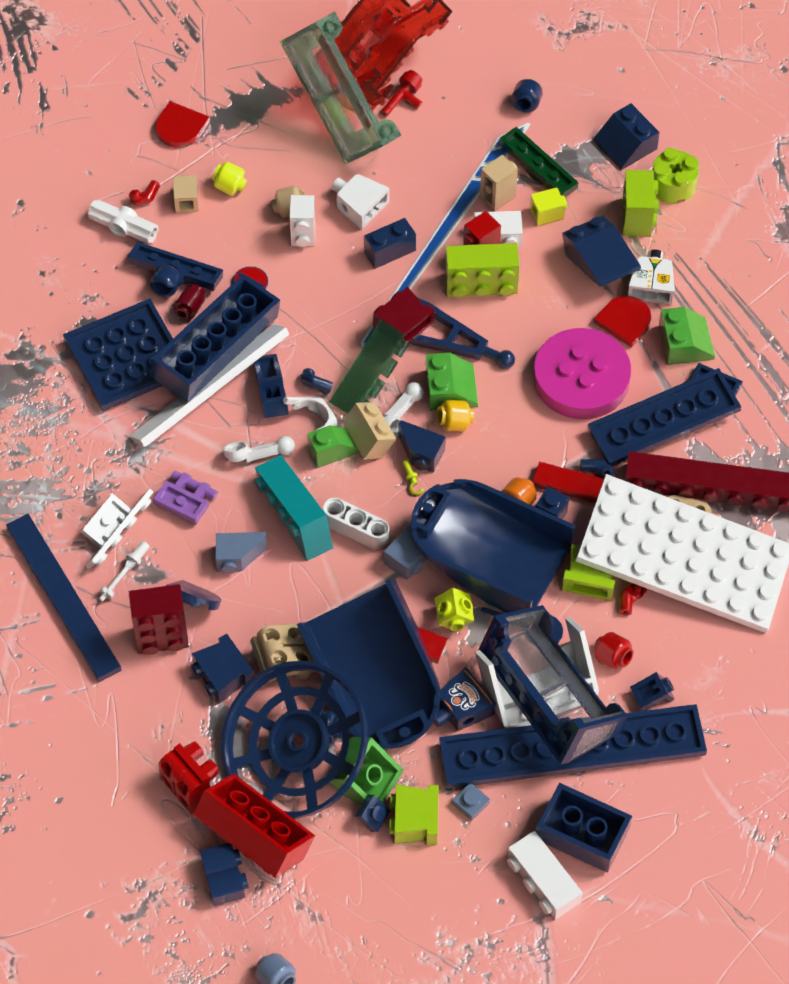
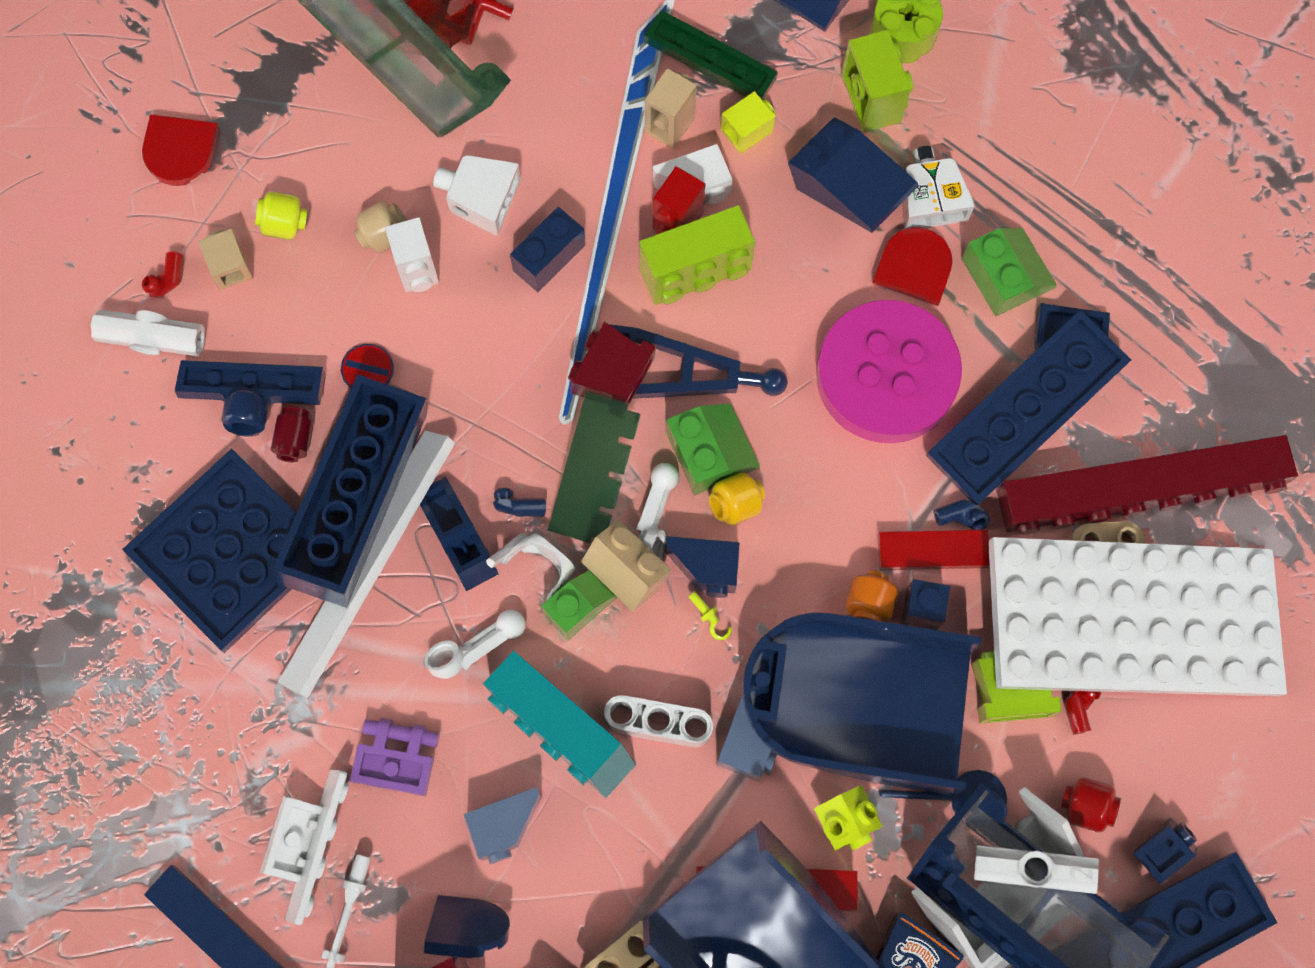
camera: 20 degrees left, 15 degrees up
(543, 654) = (1063, 873): none -> white piece

